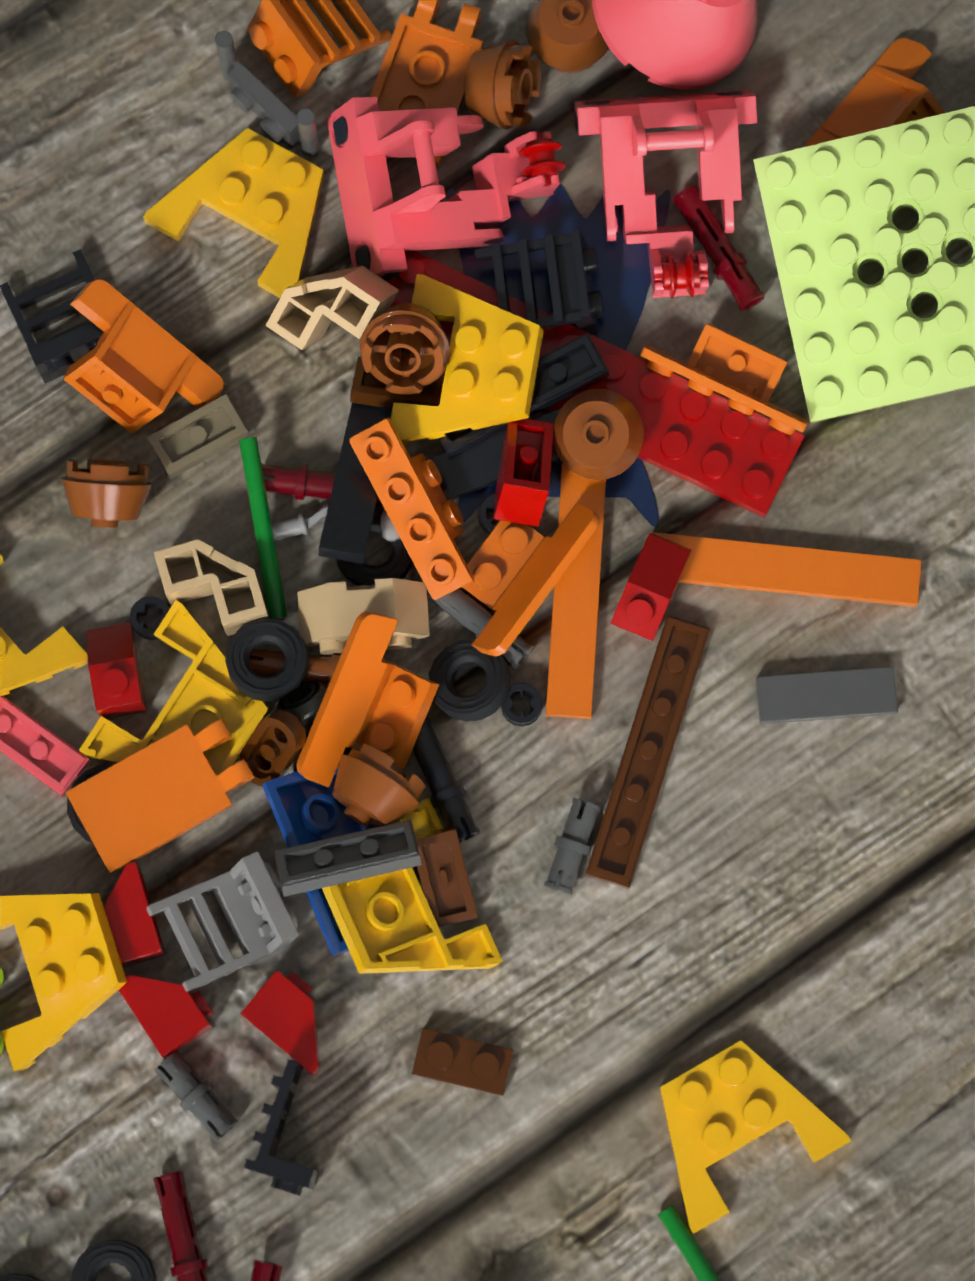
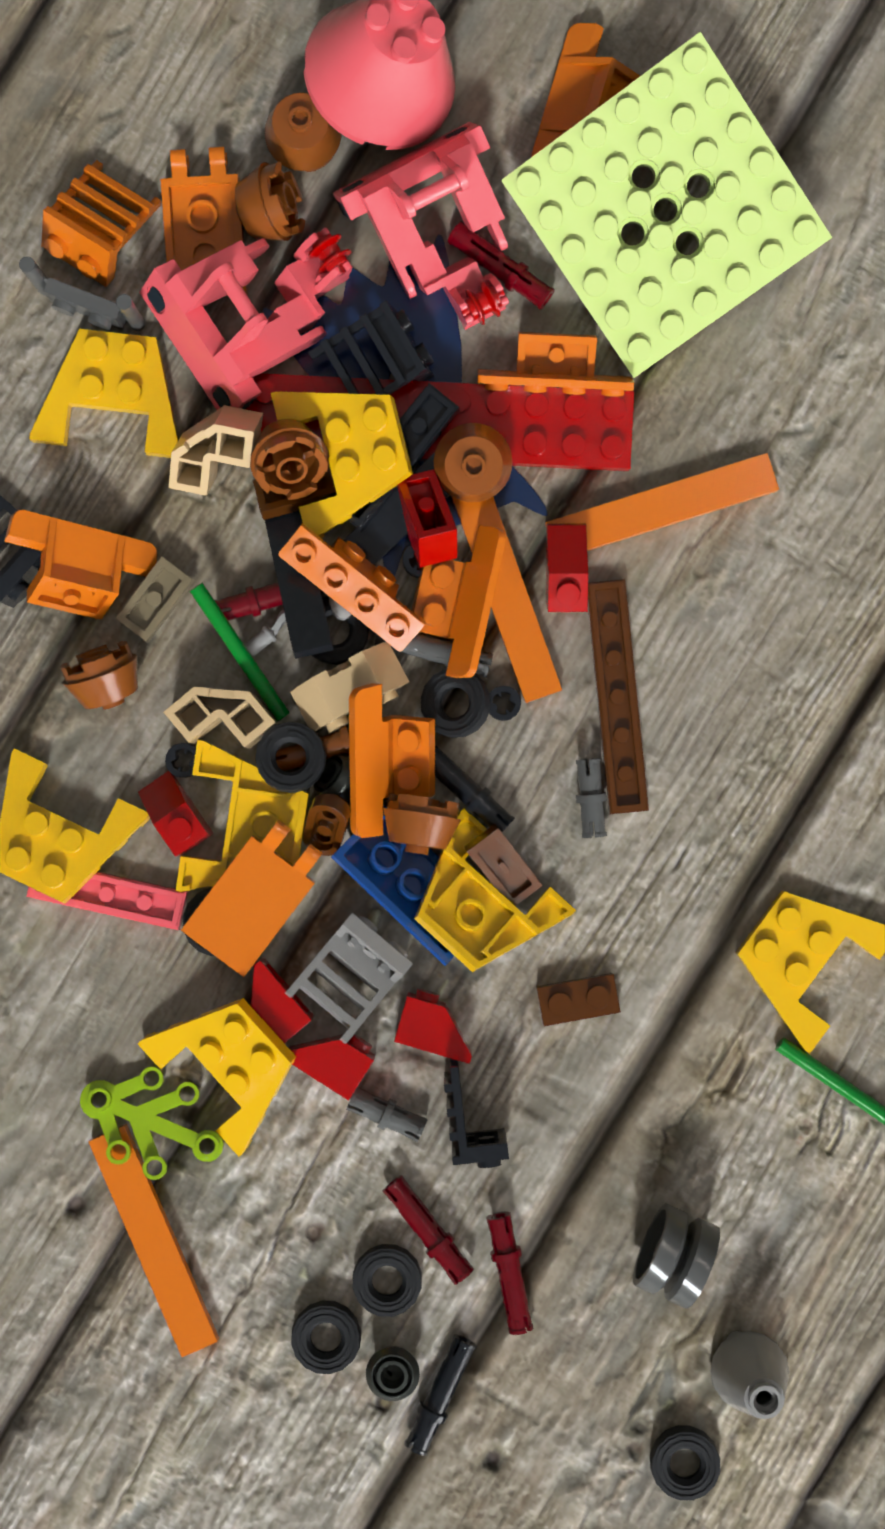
camera: 15 degrees left, 10 degrees up
(347, 858) = (424, 888): dark grey tile -> none
(826, 695) = (737, 592): dark grey tile -> none

